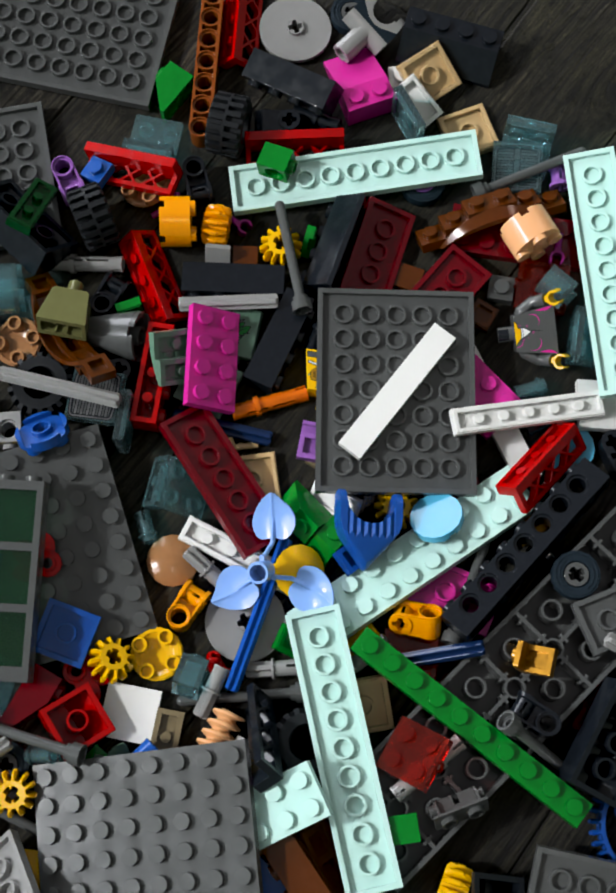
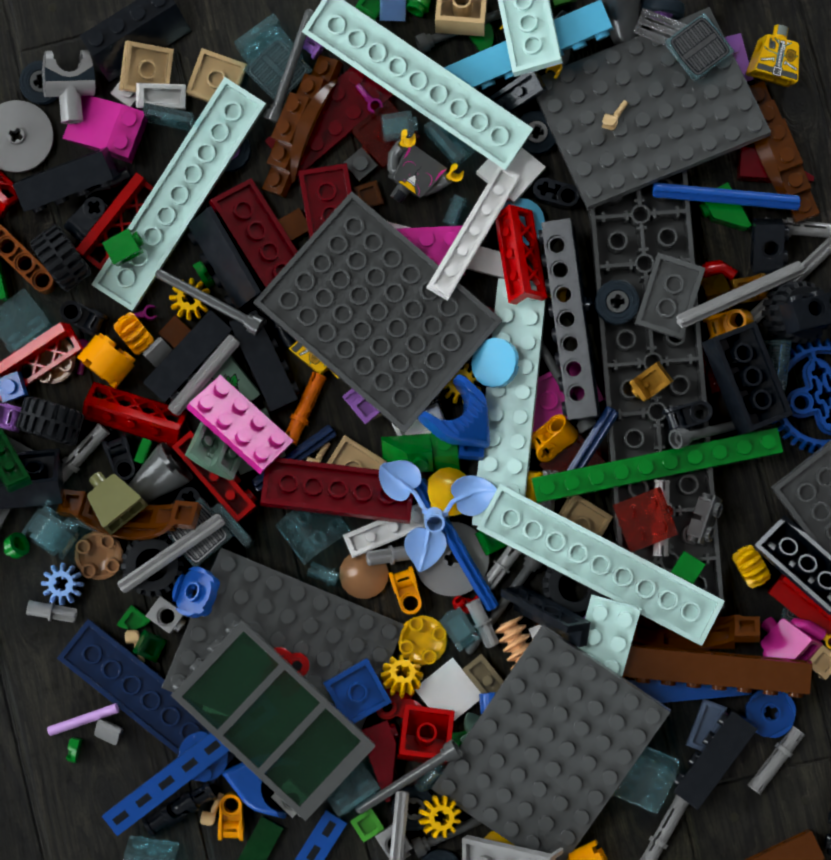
camera: 50 degrees left, 10 degrees up
(396, 391) = (381, 312): white tile -> none
(530, 234) = (342, 110): light nougat brick -> none

